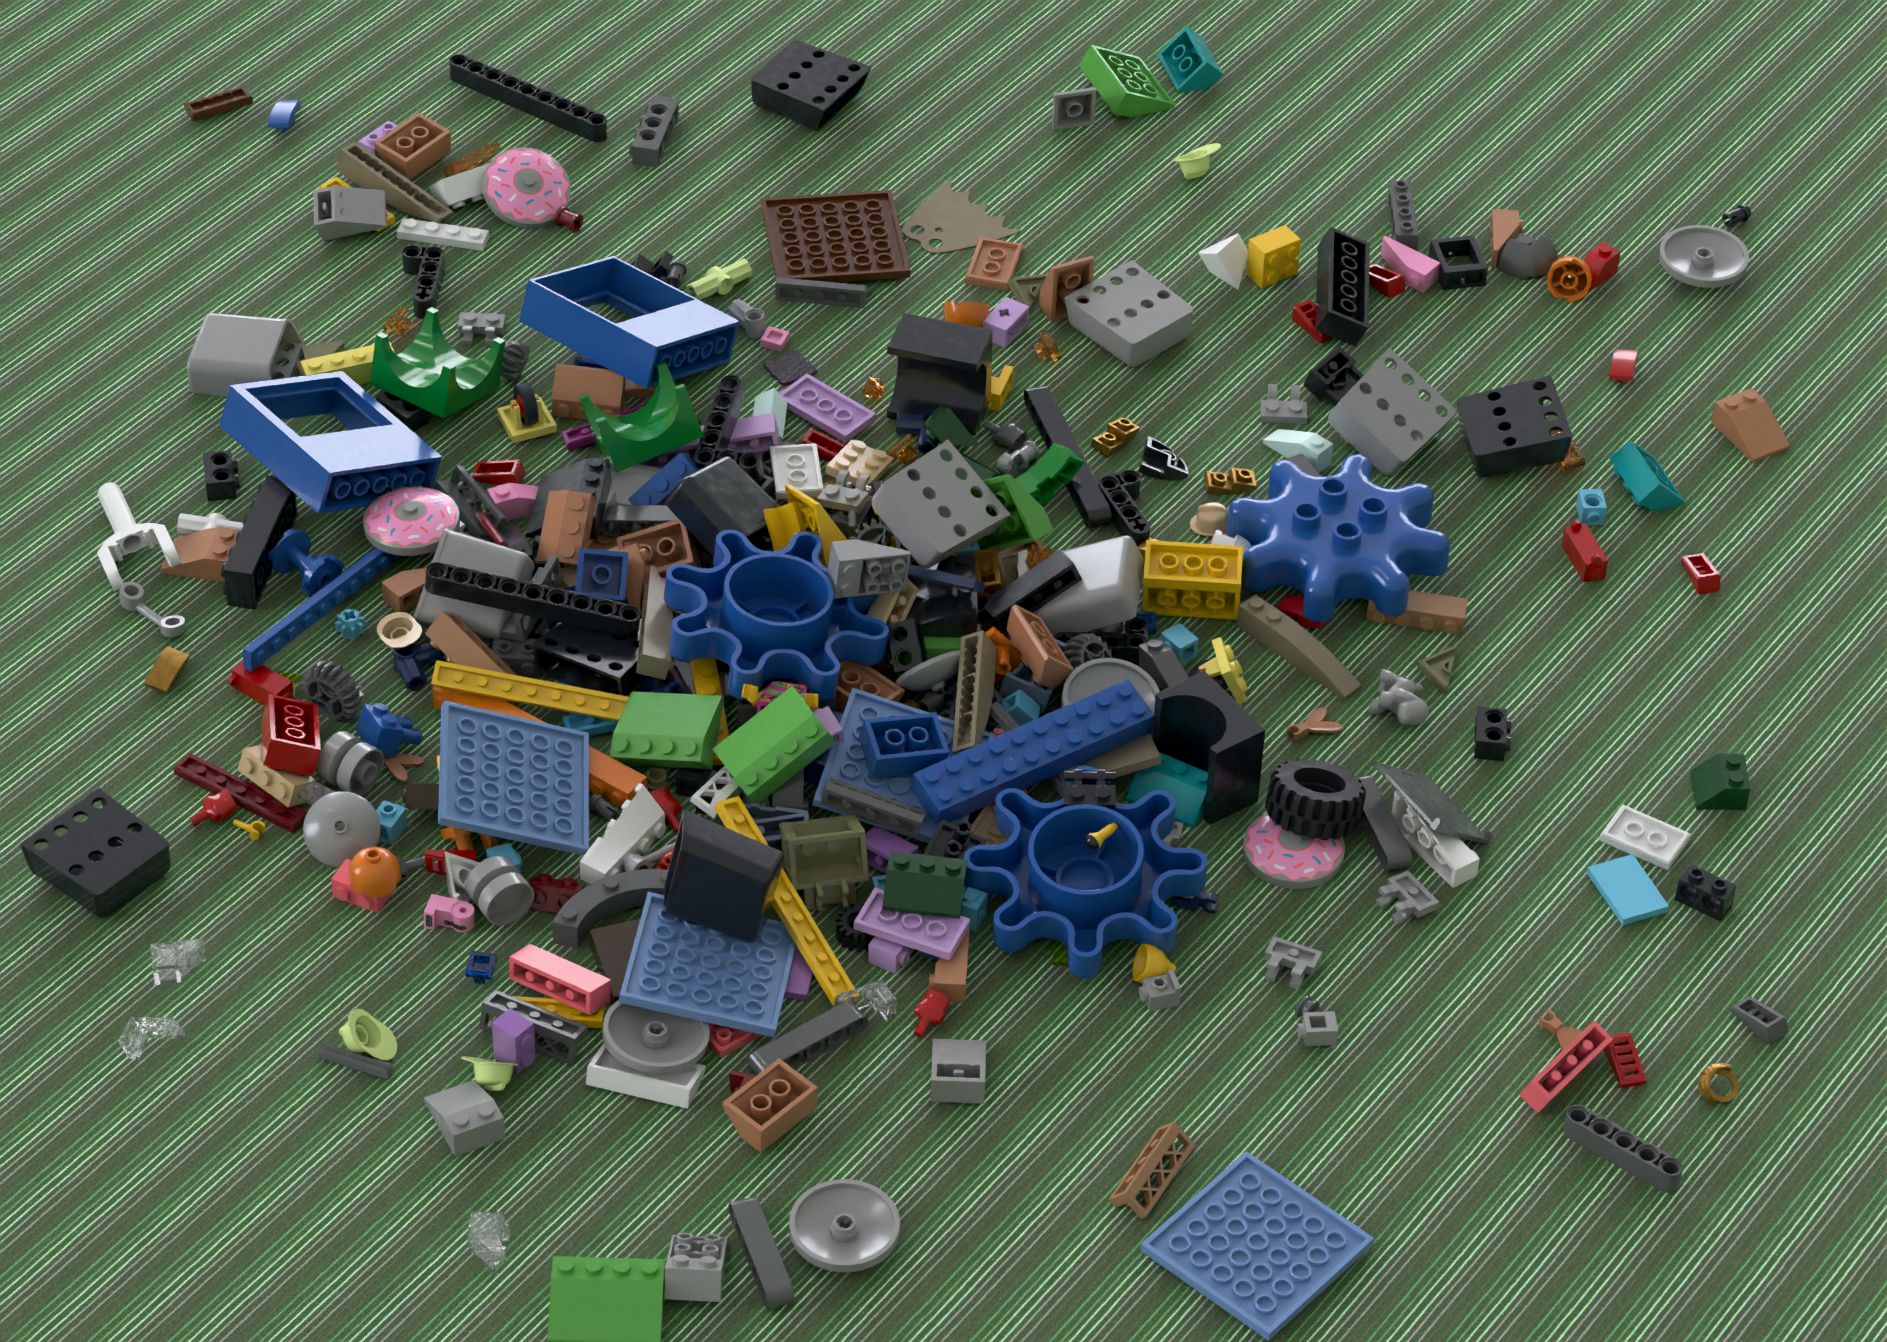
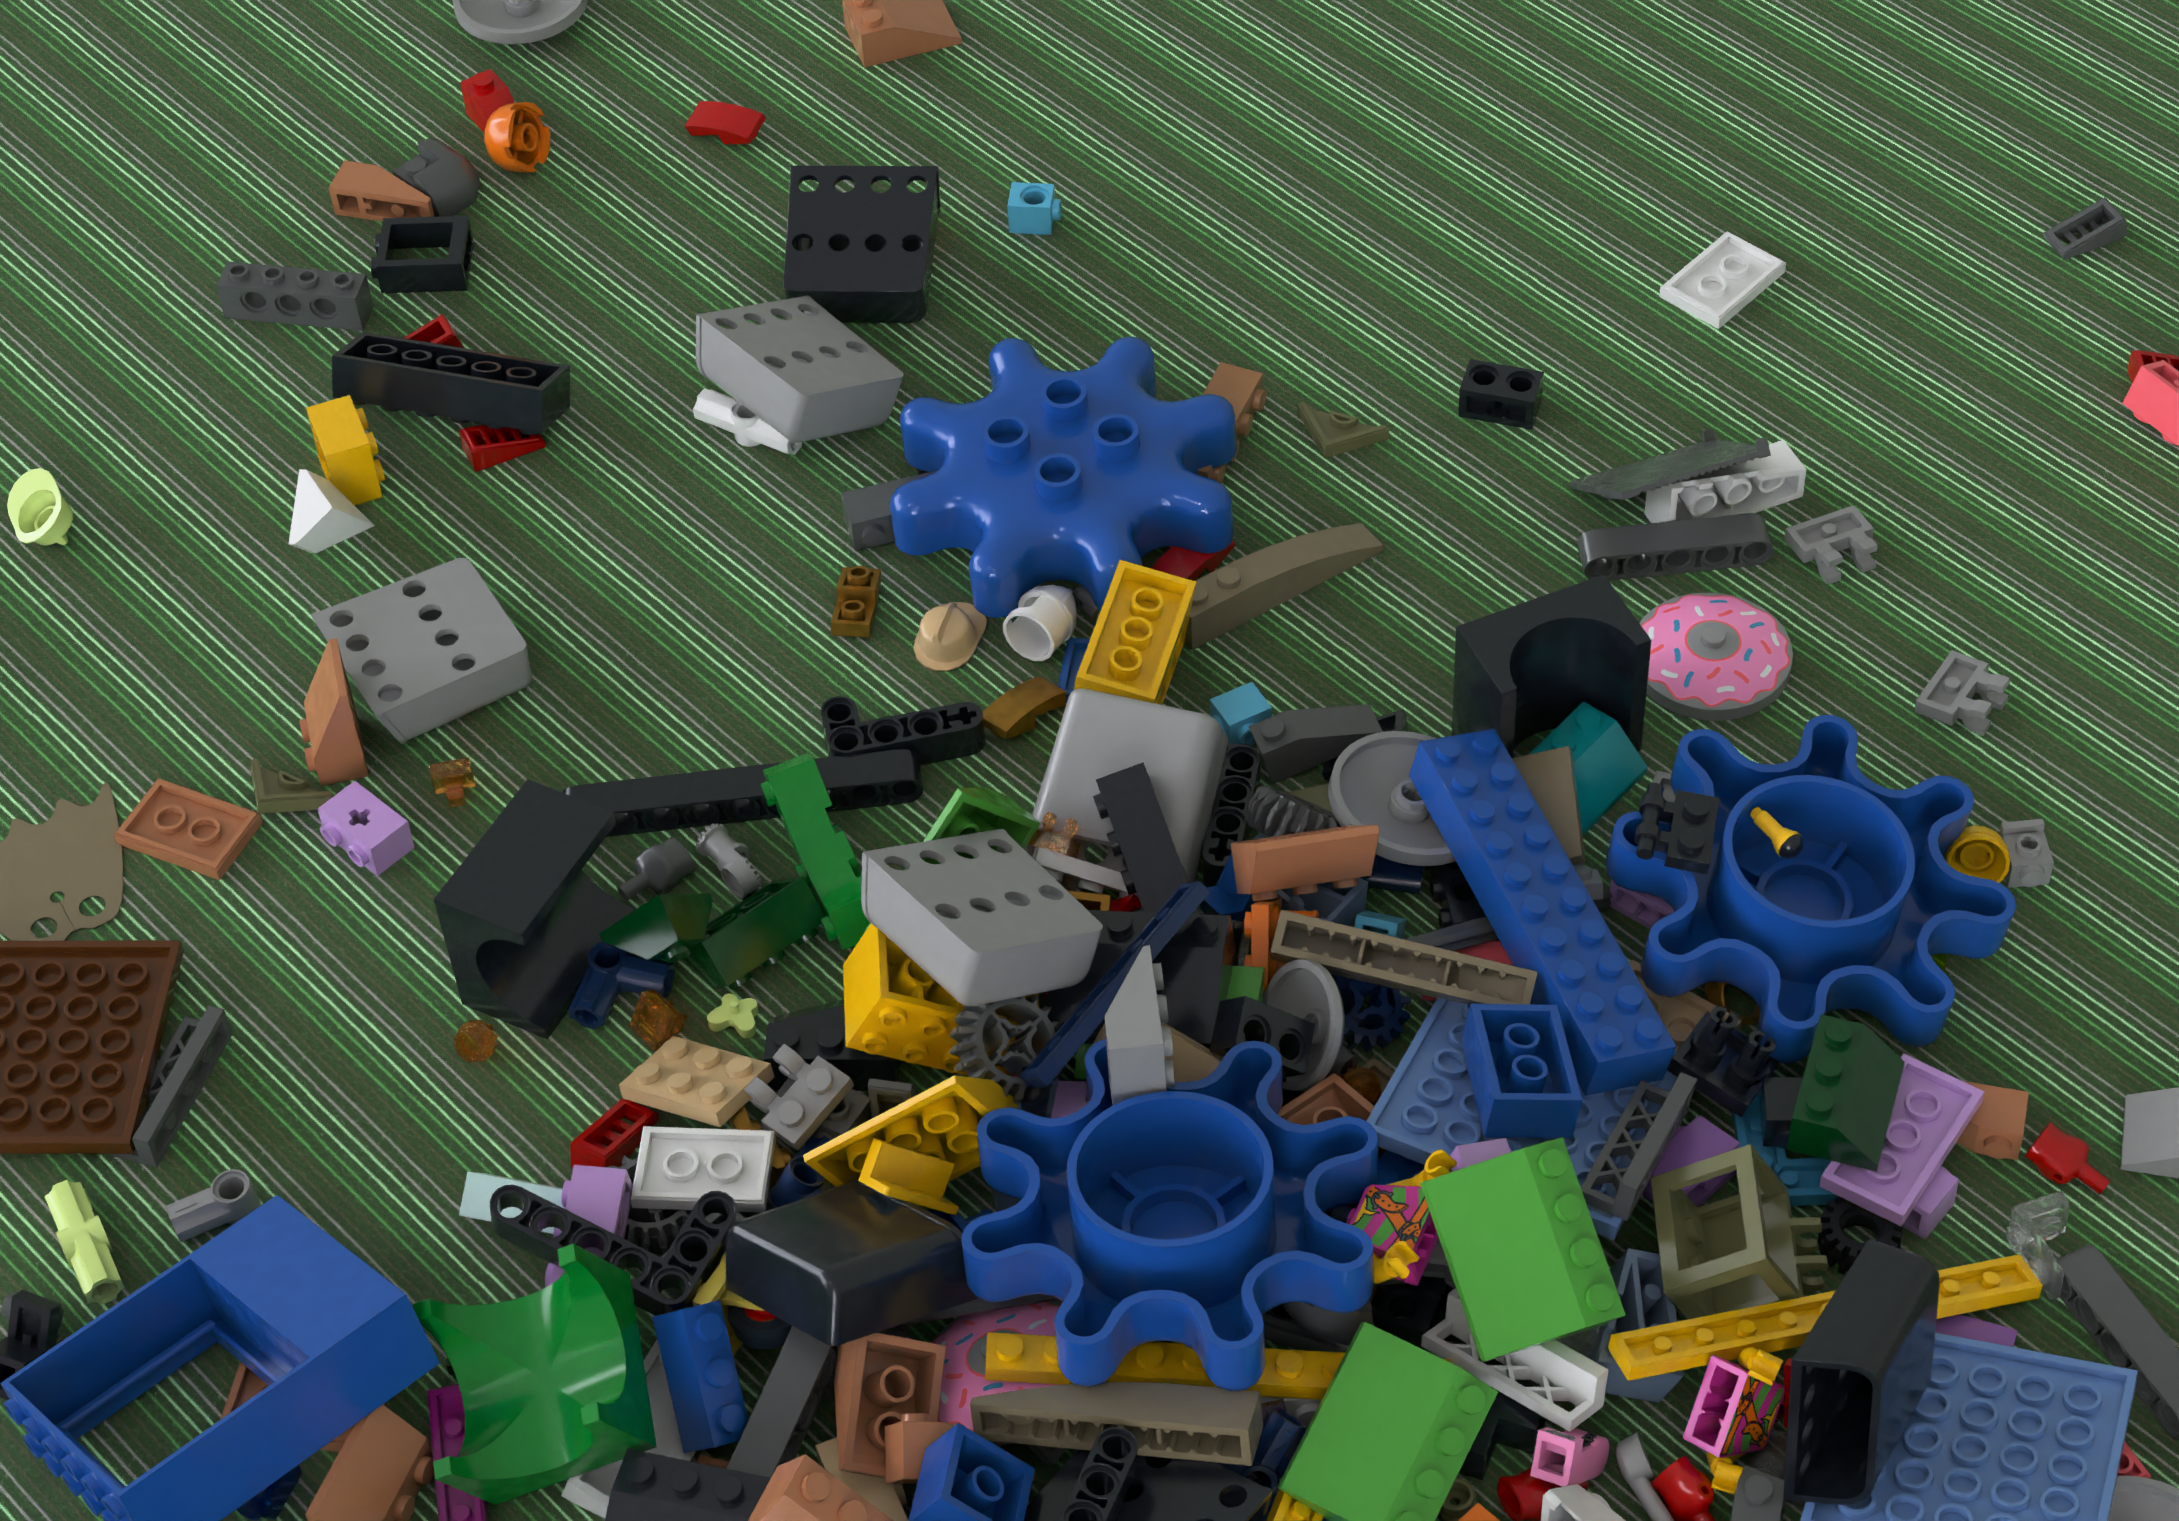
camera: 75 degrees left, 5 degrees up
(675, 803) = (1569, 1456): none -> bright pink leg
(774, 339) = (279, 1176): bright pink tile -> none
(789, 368) = (366, 1165): piece -> none
(827, 408) = (508, 1117): lavender plate -> none
(966, 313) = (342, 873): orange cylinder -> none
(1116, 437) = (702, 728): pearl gold slope -> none
(1160, 462) = (782, 681): black brick -> none
(1224, 670) = (1333, 668): light yellow plate -> none
(1283, 411) = (703, 514): light grey plate -> none
(1306, 1005) = (2065, 688): dark grey bush -> none
(1311, 445) = (803, 502): light aqua slope -> none
(1313, 724) = (1441, 593): nougat piece -> none
(1315, 799) = (1669, 581): black tyre -> none
(1318, 1029) = (2114, 688): light grey brick -> none
(1333, 376) = (660, 432): black brick -> none
(1399, 697) = (1434, 471): light grey animal -> none
(1417, 268) = (408, 306): bright pink slope -> none
(1564, 1034) = (2112, 424): nougat piece -> none
(1584, 552) = (1131, 231): red brick -> none
(1627, 889) = (1828, 314): medium azure tile -> none
(1645, 478) = (985, 144): teal slope -> none
(1703, 576) = (1199, 128): red slope -> none
(1705, 892) = (1853, 233): black brick -> none
(1721, 783) = (1634, 180): dark green slope -> none

